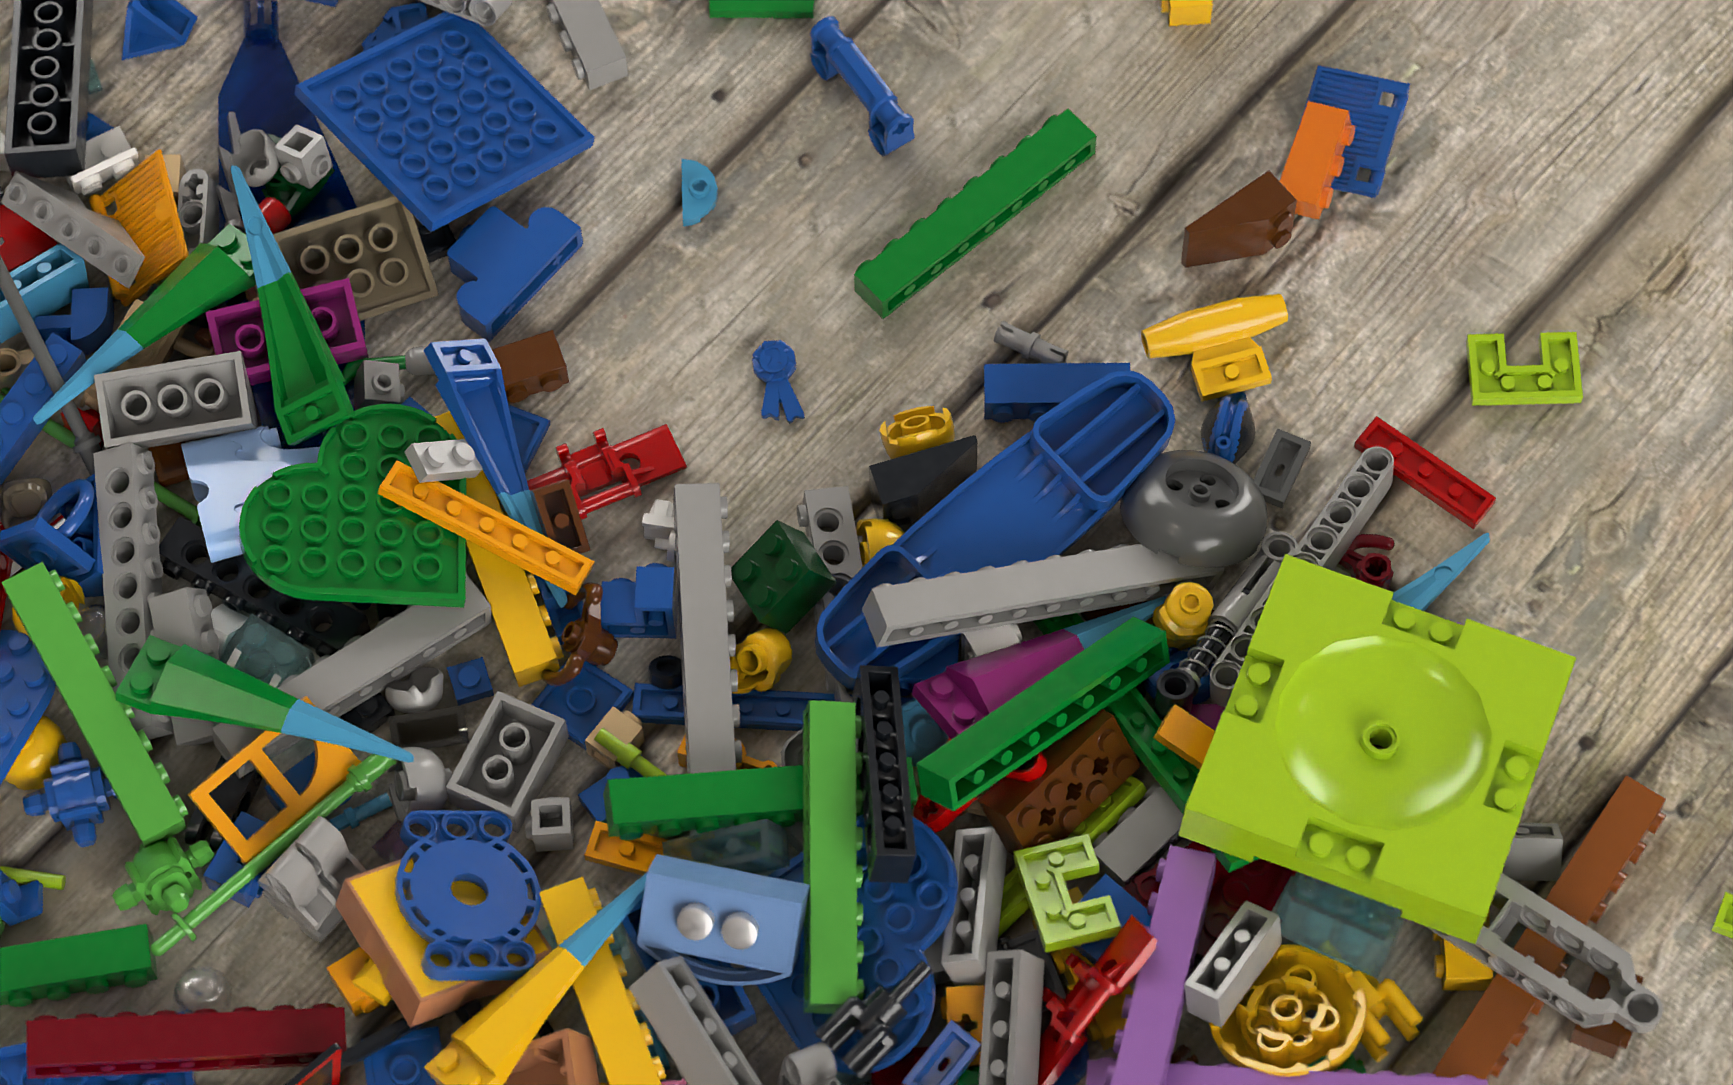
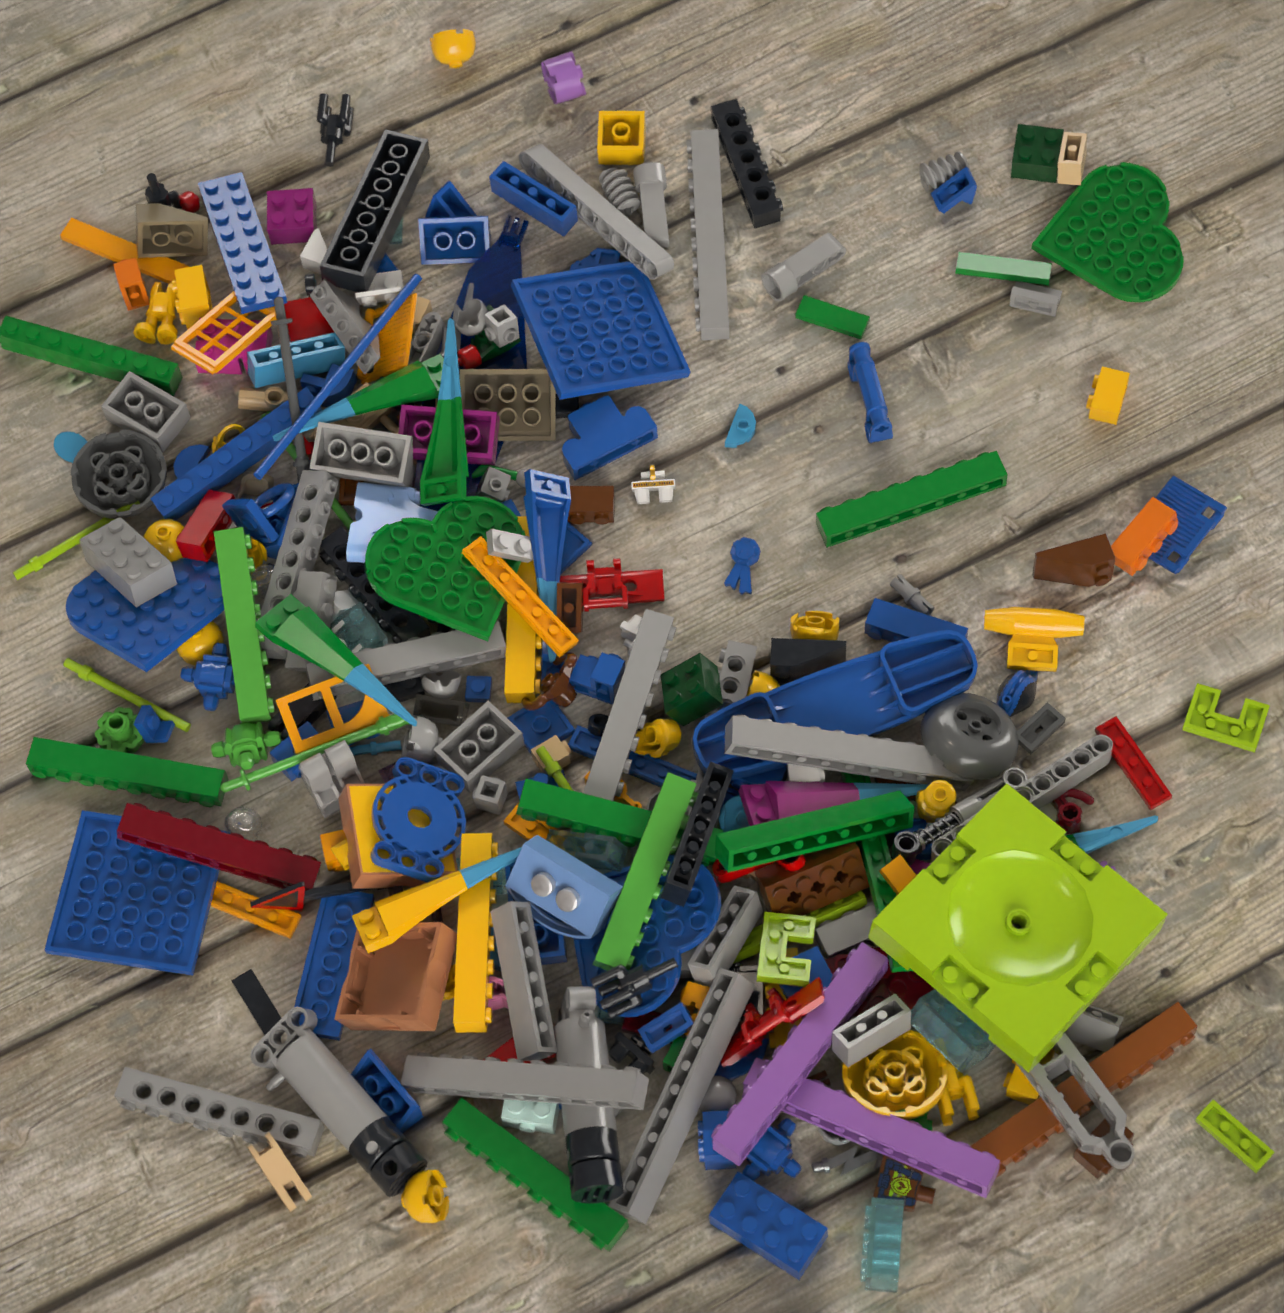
camera: 25 degrees right, 0 degrees up
(94, 305) = (337, 377): none -> blue piece
(179, 59) = (453, 239): none -> blue slope
(593, 320) = (642, 488): none -> white hips

